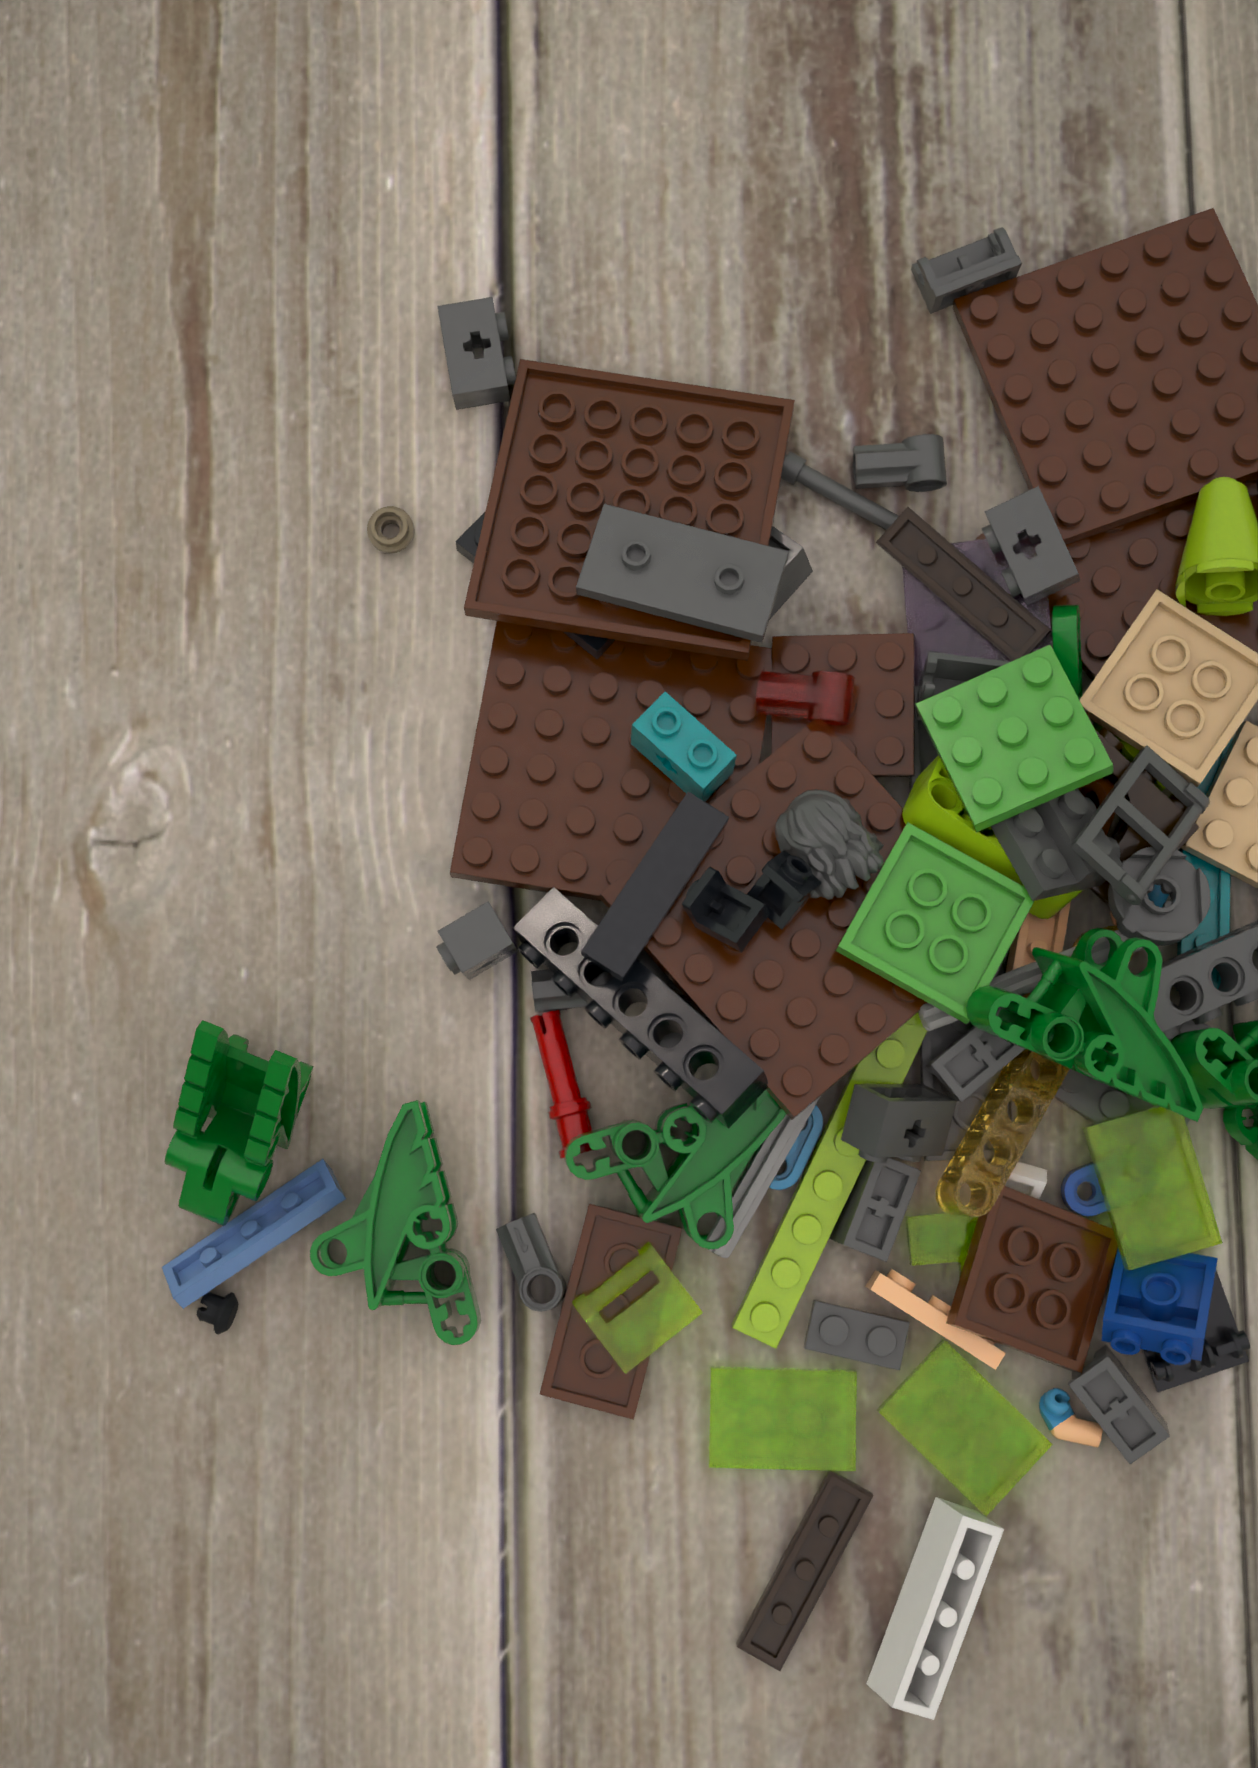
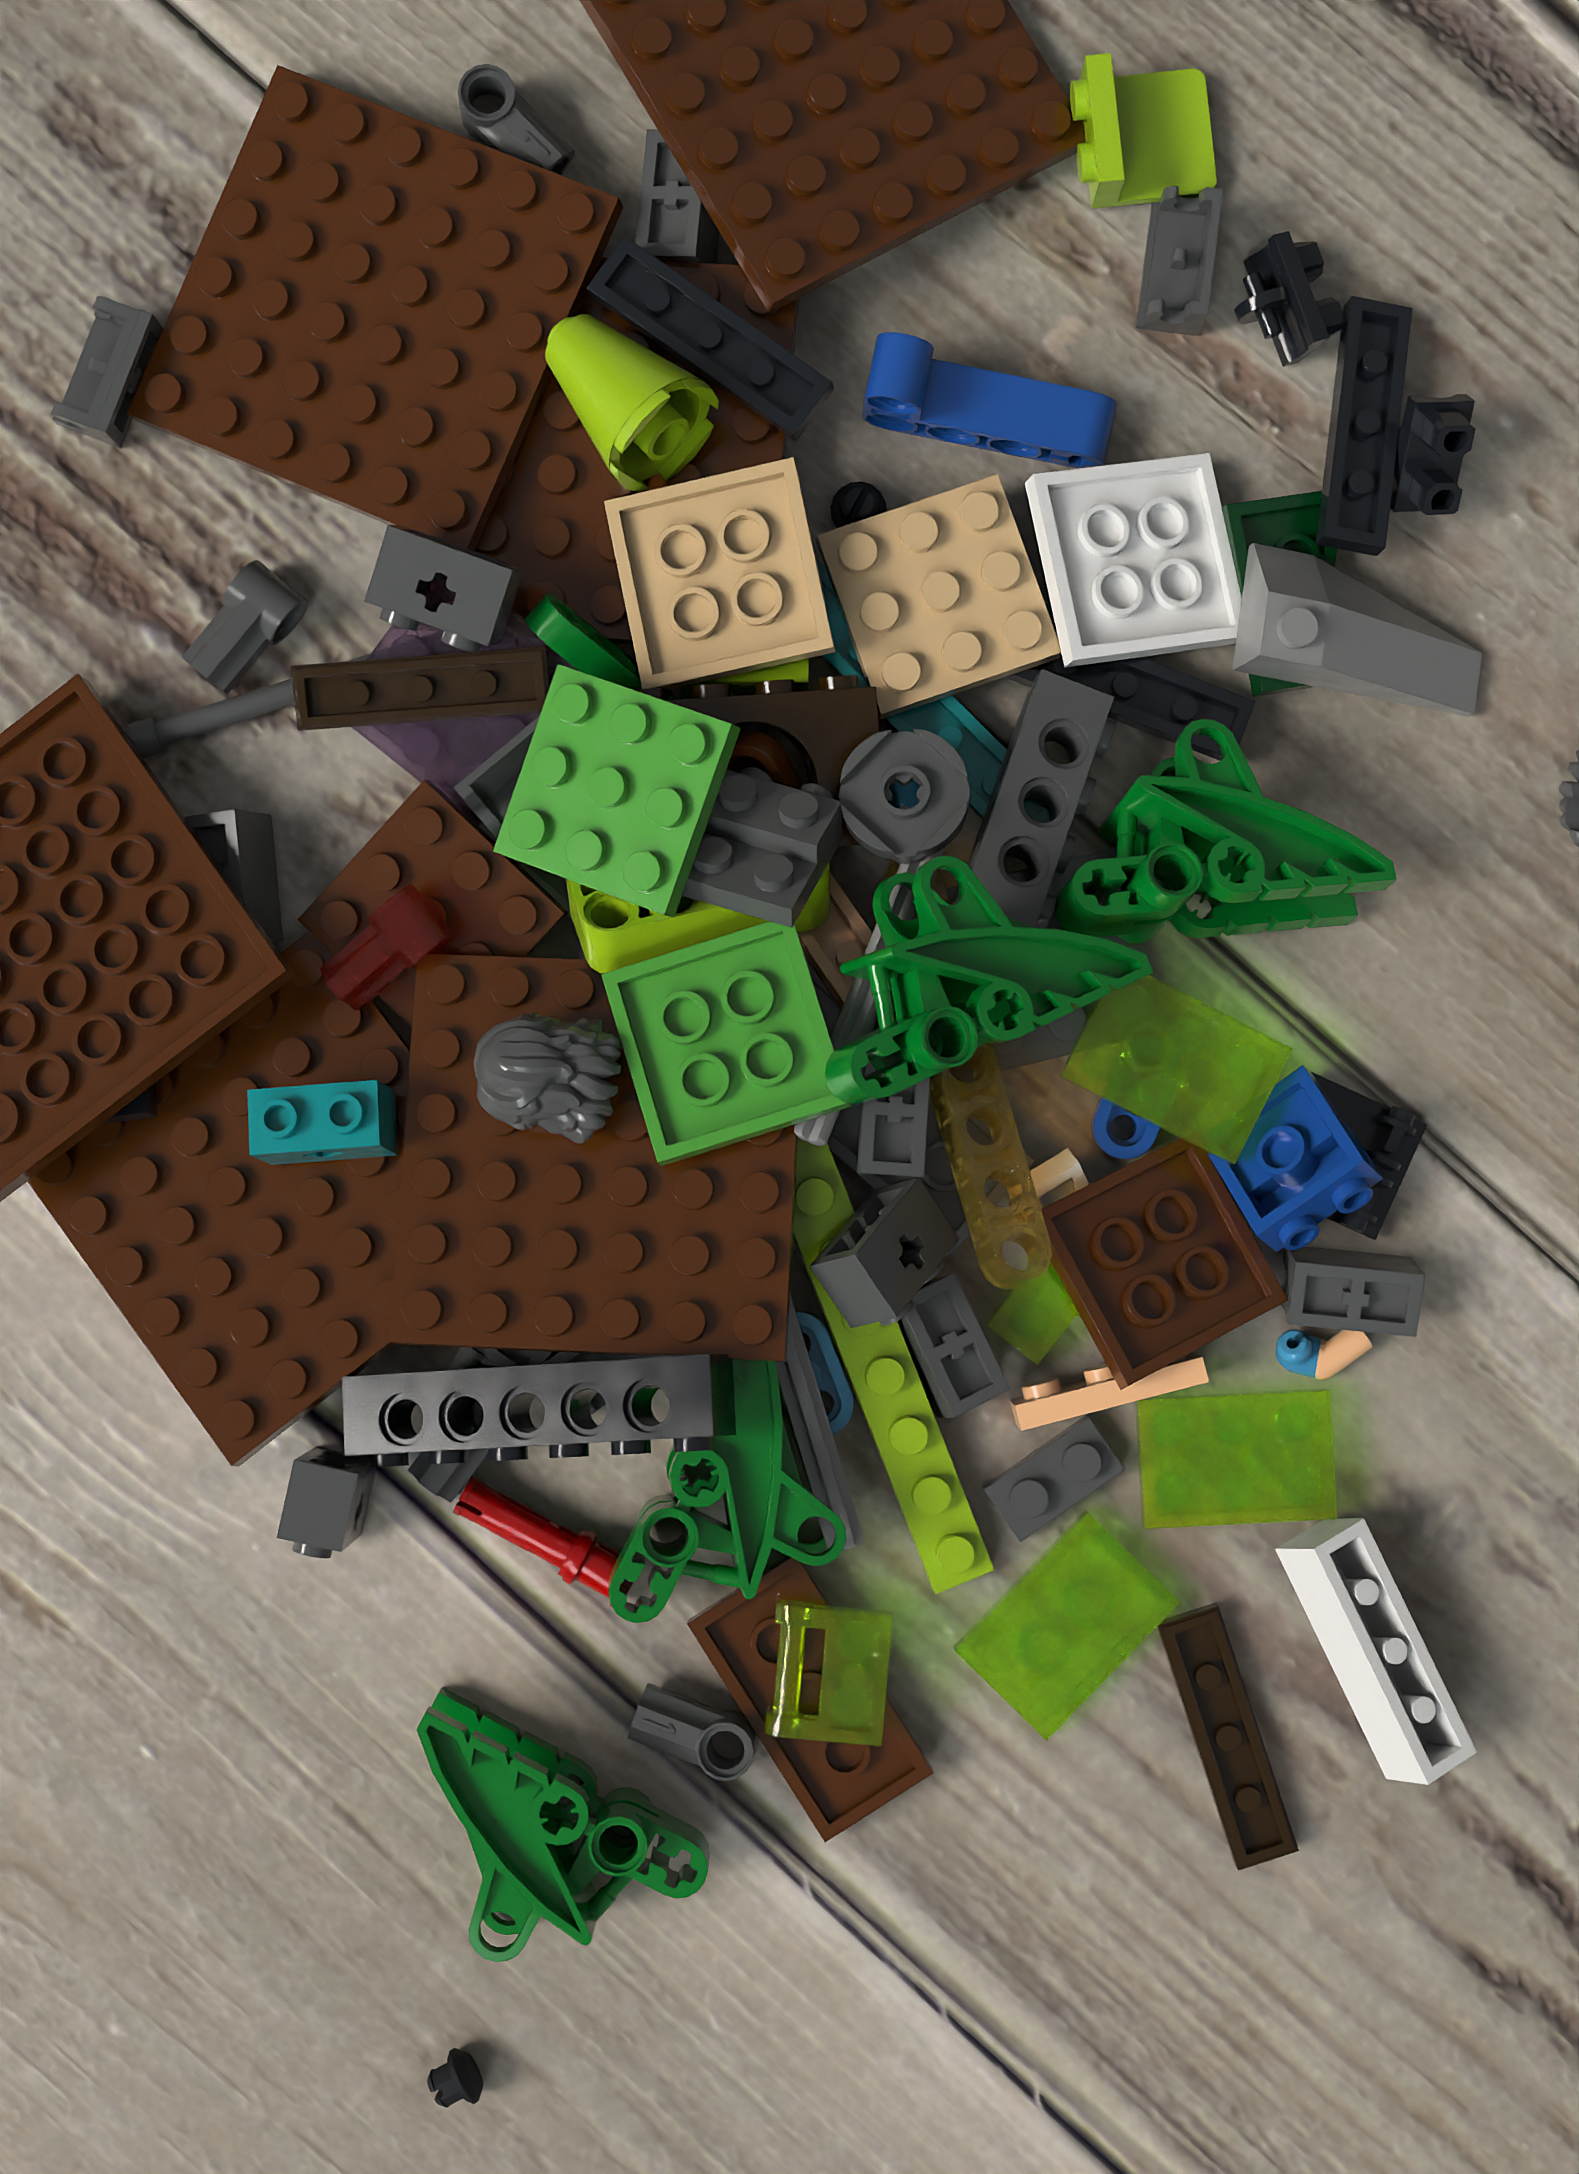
camera: 45 degrees left, 5 degrees up
(251, 1113) = (289, 1875): green piece -> none
(253, 1233) = (411, 1979): medium blue plate -> none
(654, 886) = (431, 1284): black tile -> none
(682, 573) = (144, 959): dark grey plate -> none
(724, 910) = (517, 1241): black bracket -> none
(784, 887) = (550, 1162): black bracket -> none
(1193, 798) = (830, 667): dark grey window -> none

